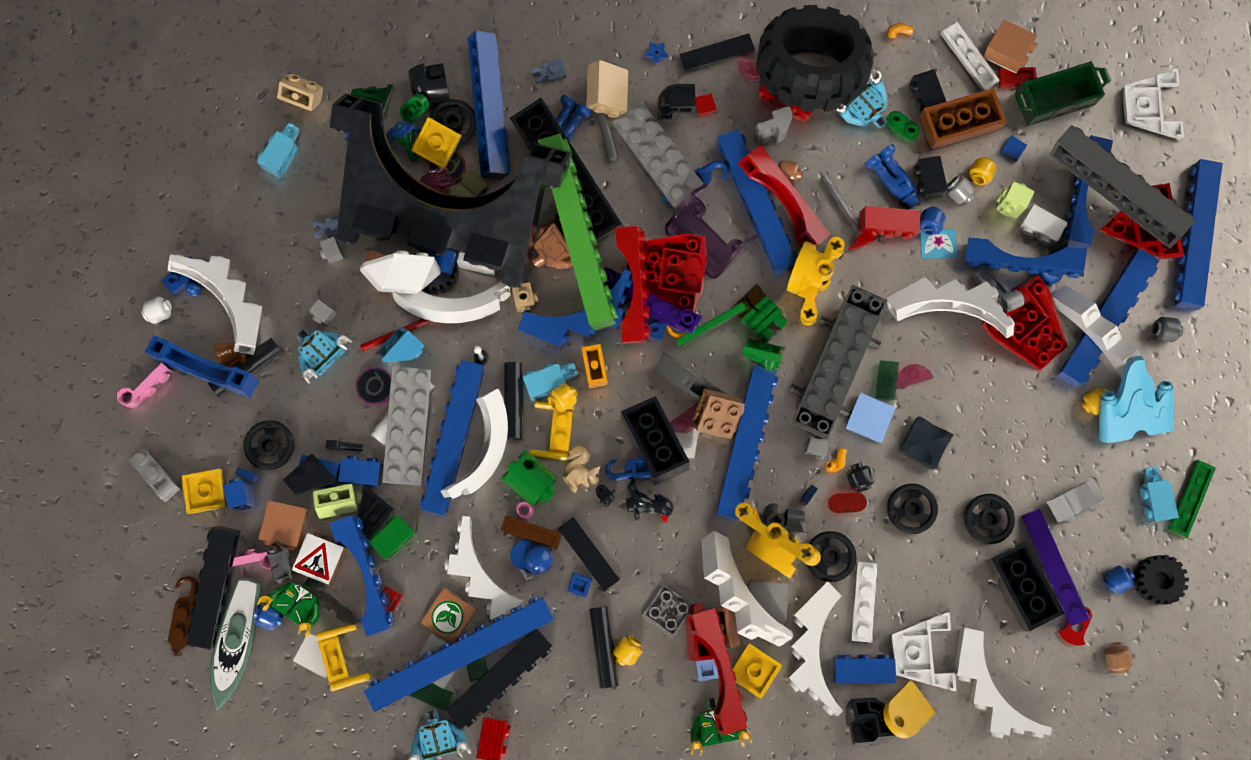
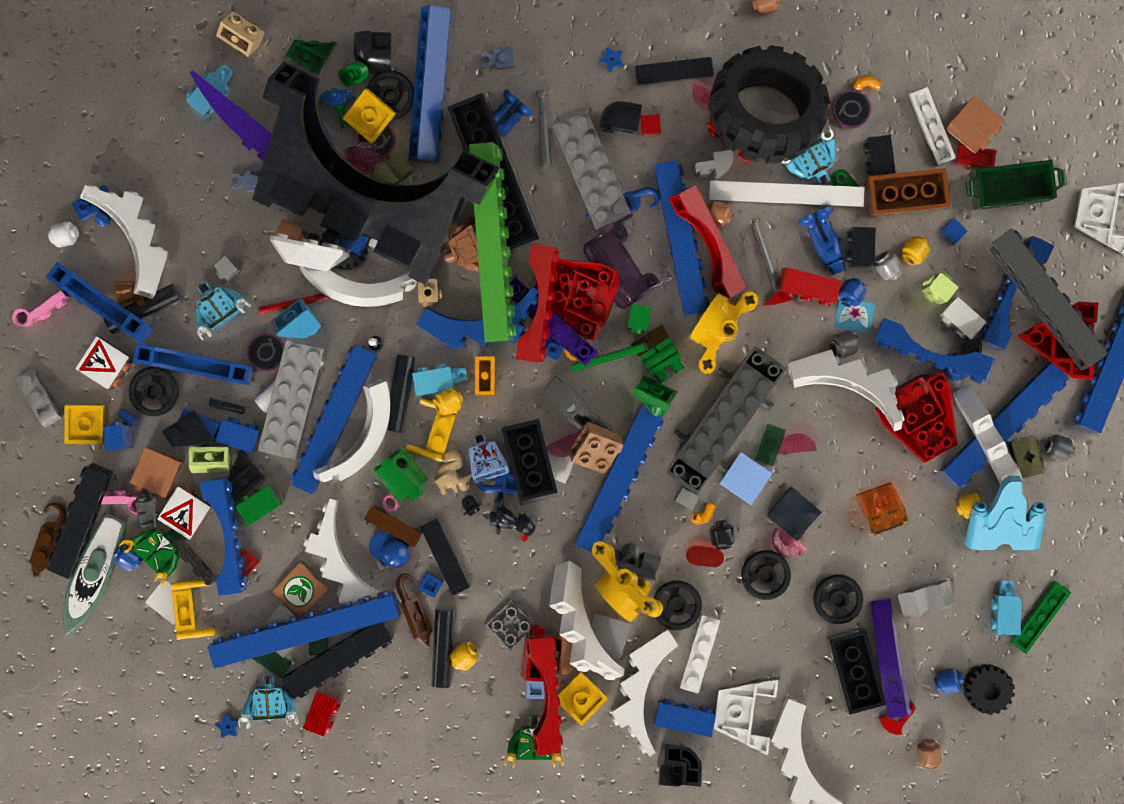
camera: 15 degrees right, 10 degrees up
(216, 426) = (105, 363): none -> piece
(309, 411) = (193, 364): none -> blue arch
(314, 172) = (242, 124): none -> dark purple slope
(330, 250) = (245, 206): light grey plate -> none
(568, 615) = (414, 611): none -> reddish brown plate
(607, 88) = (552, 92): tan brick -> none
(612, 448) = (486, 460): none -> light blue torso
(732, 282) = (638, 319): none -> green brick
(808, 495) = (668, 542): dark blue tile -> none
(848, 141) = (786, 193): none -> white tile
(891, 56) = (851, 109): none -> black tile
(909, 709) = (718, 763): yellow tile -> none
(924, 475) = (786, 545): none -> clear pink plate
(937, 270) = (845, 344): none -> dark grey head
(1006, 298) = (905, 390): light grey plate -> none
(1011, 421) = (882, 508): none -> clear orange slope
(1140, 333) = (1020, 448): none -> olive brick

